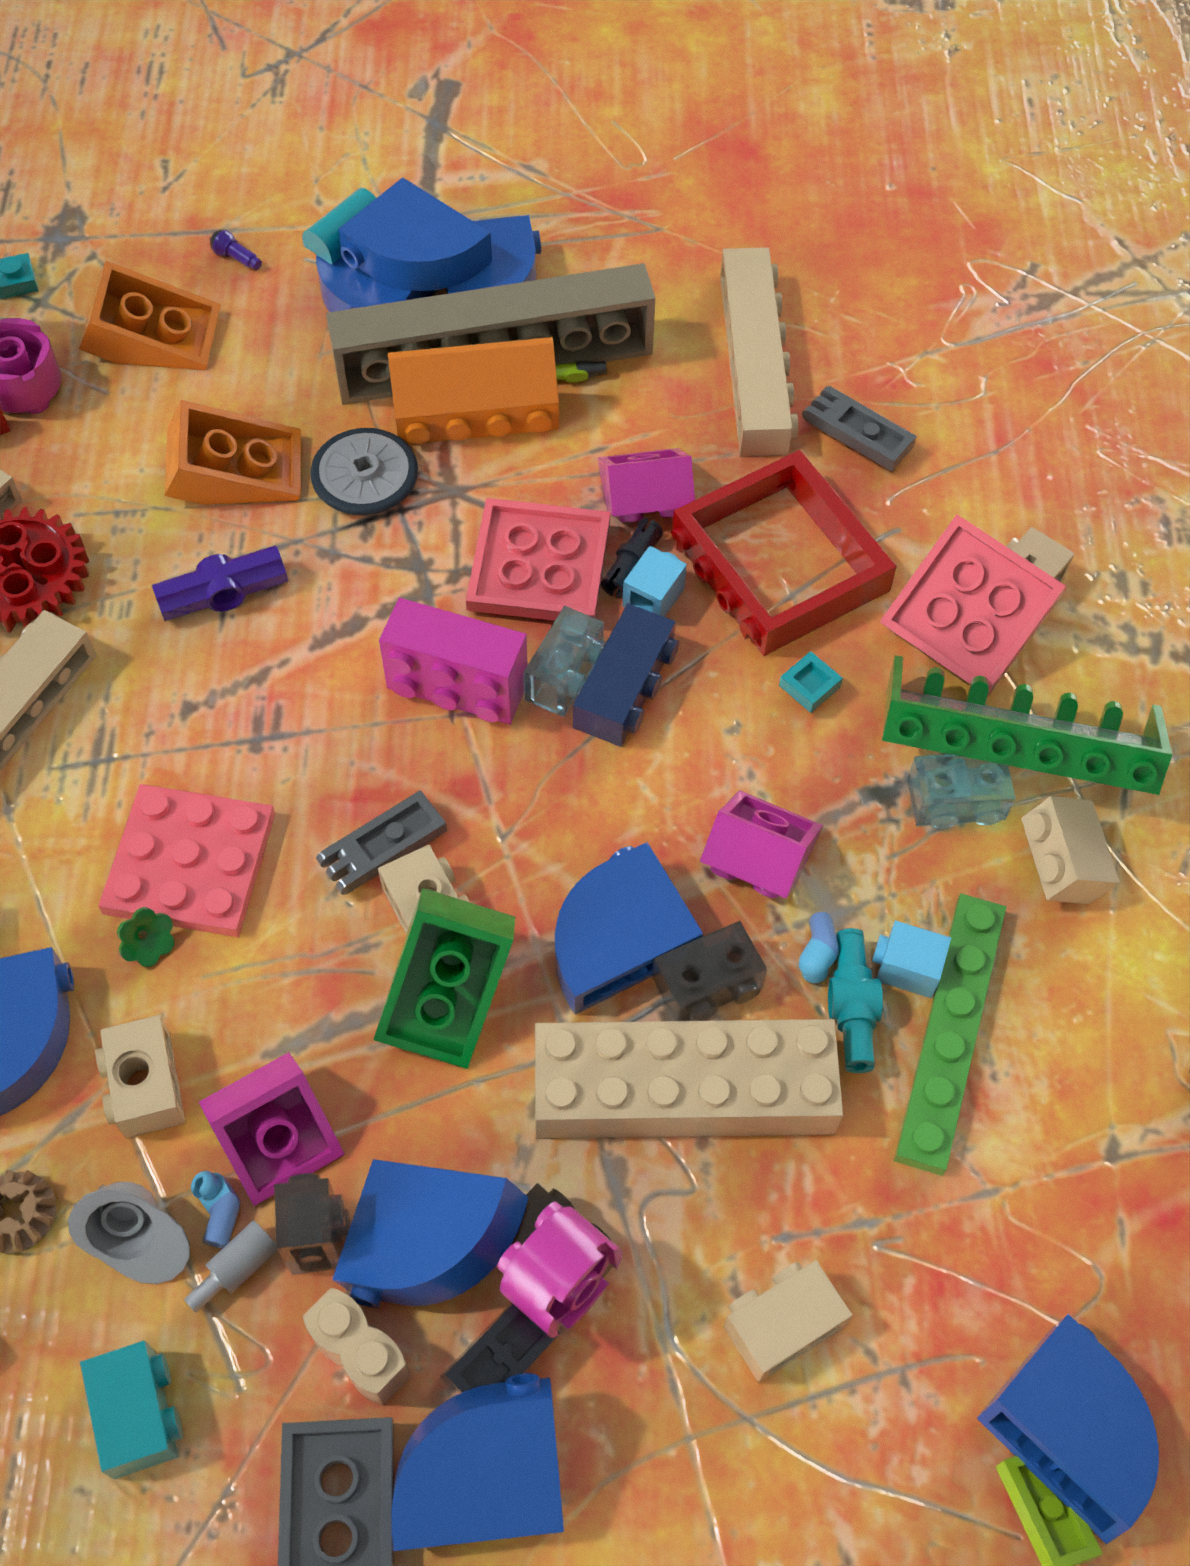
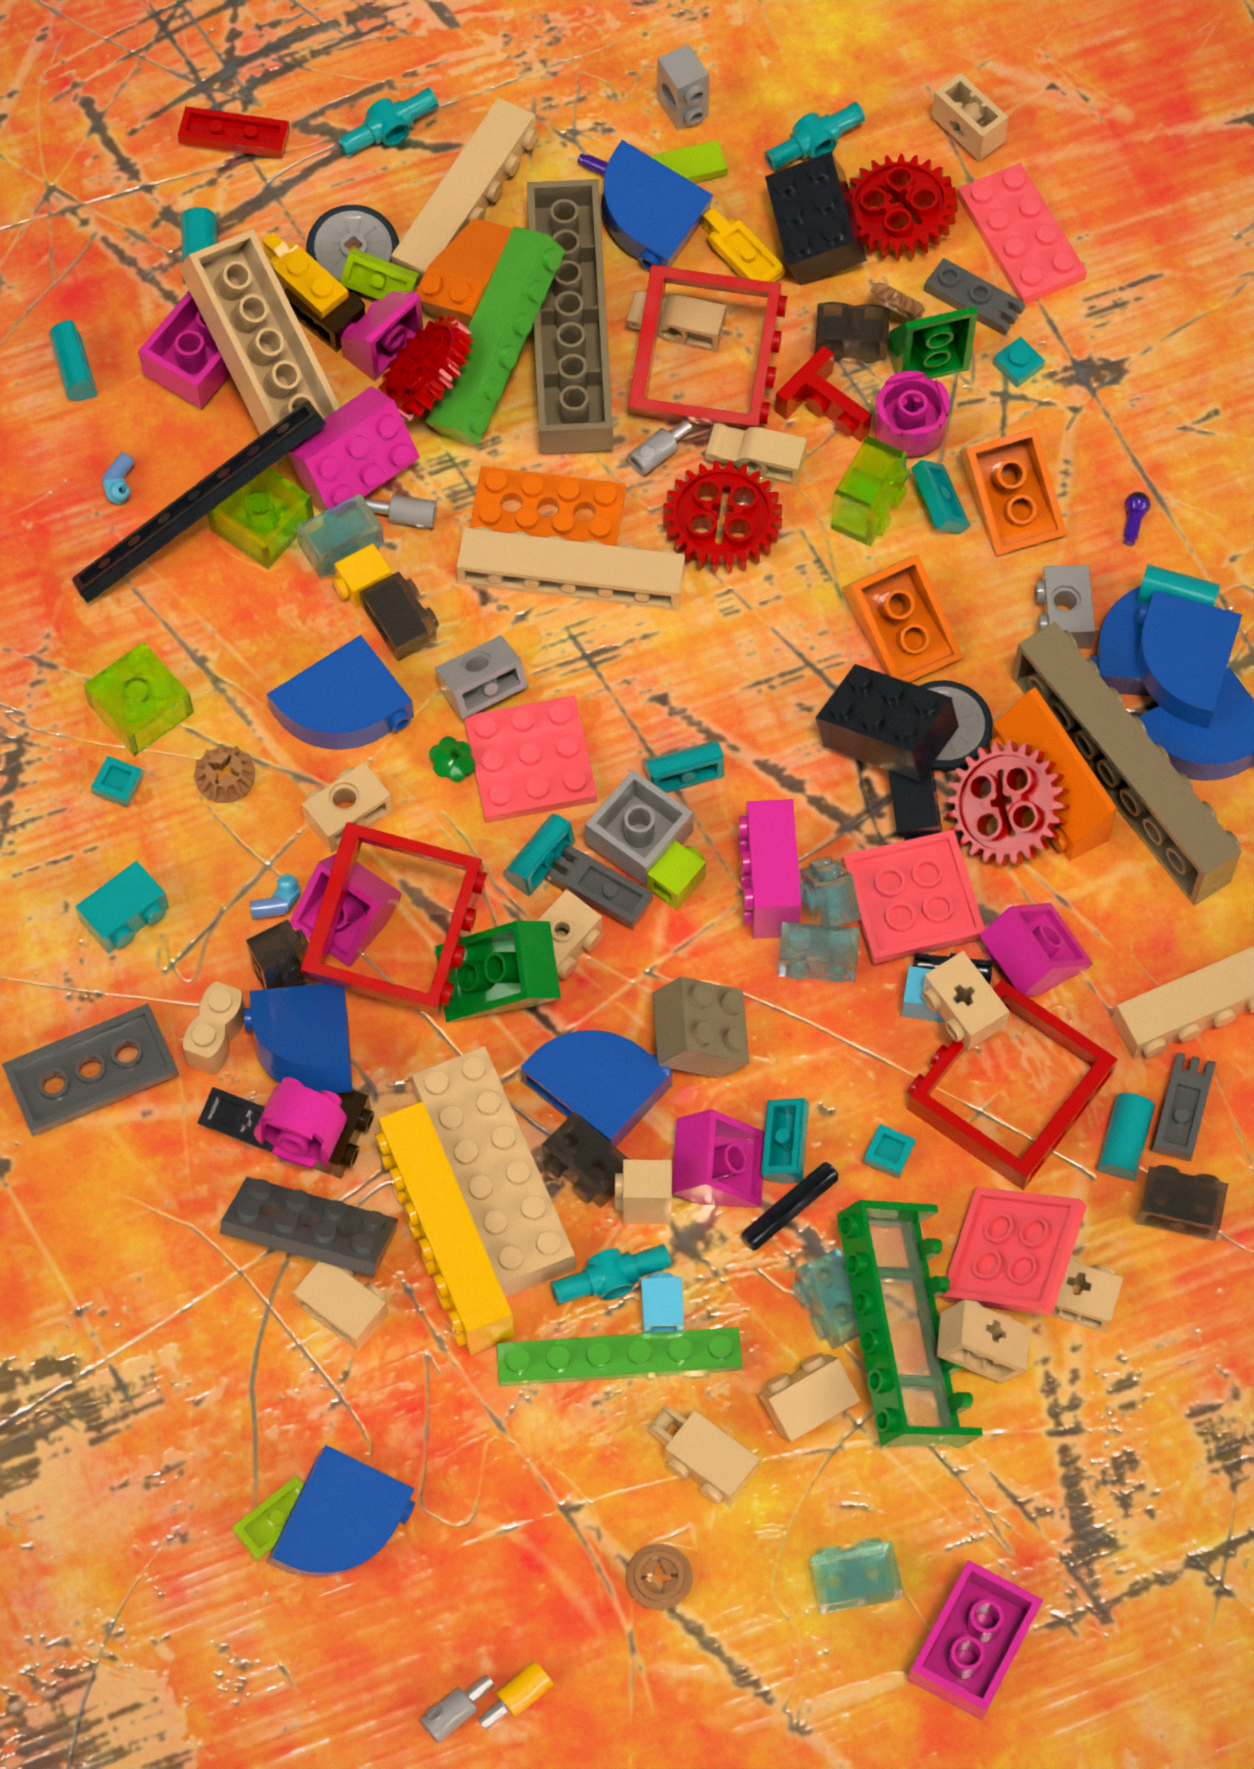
camera: 70 degrees right, 5 degrees up
(63, 866) = (481, 677): none -> light grey brick
(78, 424) = (870, 491): none -> clear neon green brick
(101, 383) = (940, 496): none -> teal plate
(129, 1233) = (236, 849): light grey piece -> none
(220, 583) = (778, 667): dark purple piece -> none
(233, 1264) = (236, 924): light grey piece -> none
(279, 1121) = (333, 899): none -> red window
(285, 709) = (686, 767): none -> teal brick
(294, 326) = (1072, 588): none -> light grey brick
(311, 888) = (539, 853): none -> teal brick
(339, 772) = (638, 826): none -> light grey brick
(345, 500) = (887, 722): none -> black brick
(409, 760) = (677, 874): none -> lime brick
(436, 515) = (915, 805): none -> black hinge
(481, 1468) = (163, 1137): blue brick -> none
(498, 401) = (1039, 795): none -> gear
(520, 605) = (829, 893): none -> clear light blue brick
(580, 370) = (1133, 845): piece -> none
(608, 793) = (700, 1027): none -> dark tan brick
(625, 675) = (828, 1004): dark blue brick -> none
(679, 1351) = (324, 1241): none -> dark grey plate
(692, 539) = (963, 981): none -> tan brick
(748, 1154) = (446, 1230): none -> yellow brick
(763, 768) = (785, 1140): none -> teal brick
(782, 916) = (644, 1191): none -> tan brick
(820, 950) = (642, 1236): medium azure arm -> none
(835, 797) = (789, 1206): none -> black axle
(870, 484) = (1126, 1136): none -> teal brick
(963, 458) = (1182, 1202): none -> clear smoke brick
(1061, 665) = (983, 1341): none -> tan brick
(1103, 978) = (705, 1455): none -> tan brick

